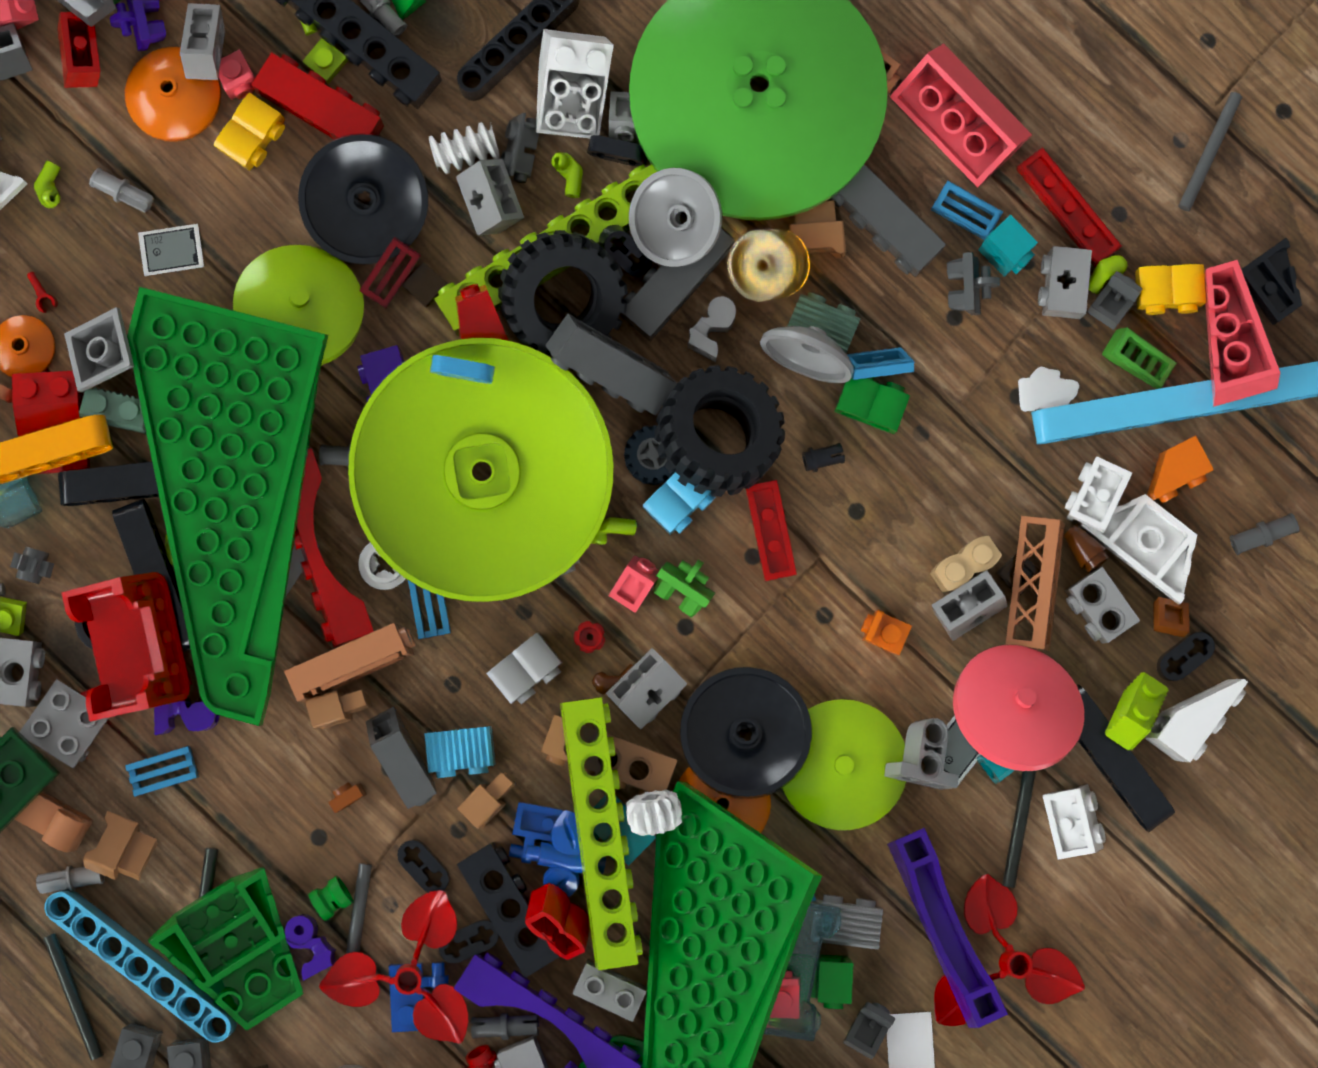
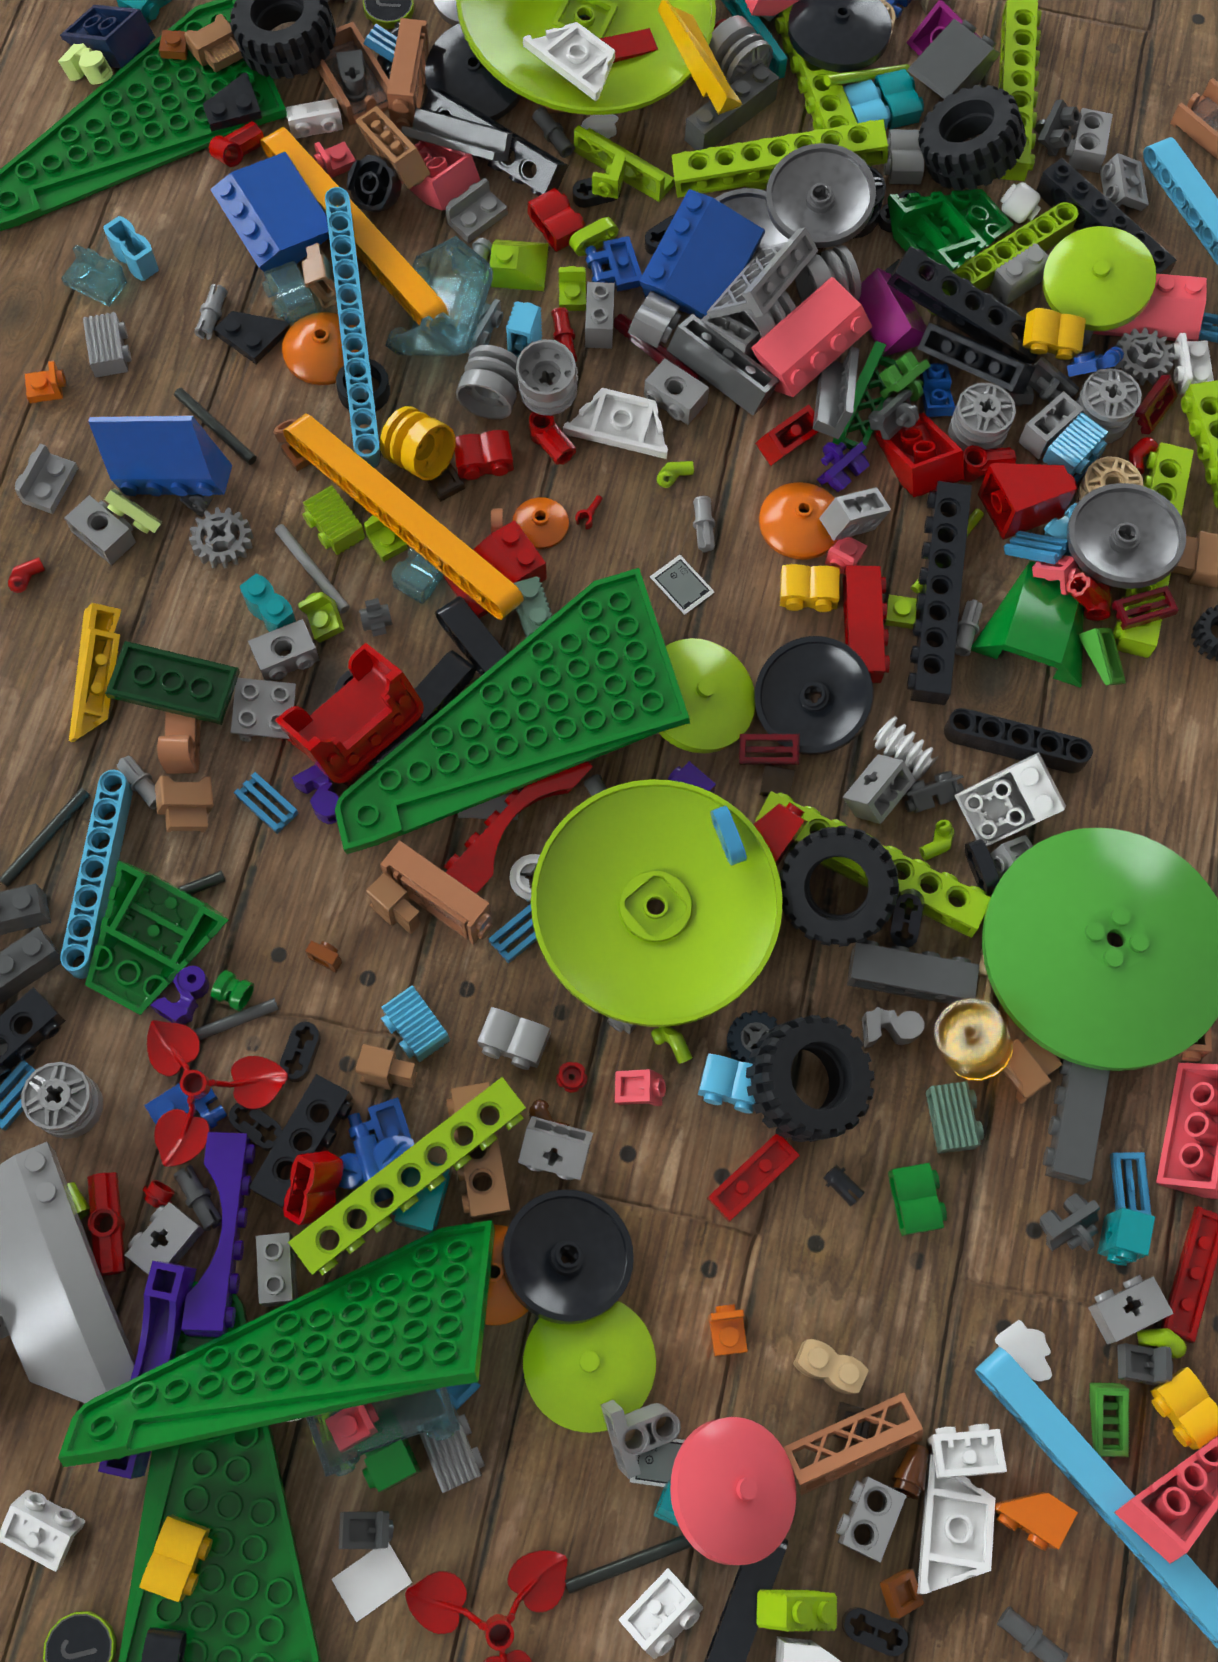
camera: 55 degrees right, 15 degrees down
(99, 350) = (571, 567): light grey slope -> none
(400, 758) = (379, 979): dark grey slope -> none
(610, 365) = (806, 954): dark grey brick -> none
(654, 812) = (452, 1212): white gear -> none
(657, 212) = (961, 922): light grey dish -> none
(686, 580) = (667, 1133): bright green hips -> none
(808, 353) = (922, 1114): light grey dish -> none
(881, 363) = (952, 1183): dark azure tile -> none
(964, 972) = (481, 1564): dark purple arch -> none
(969, 605) = (797, 1392): light grey brick -> none

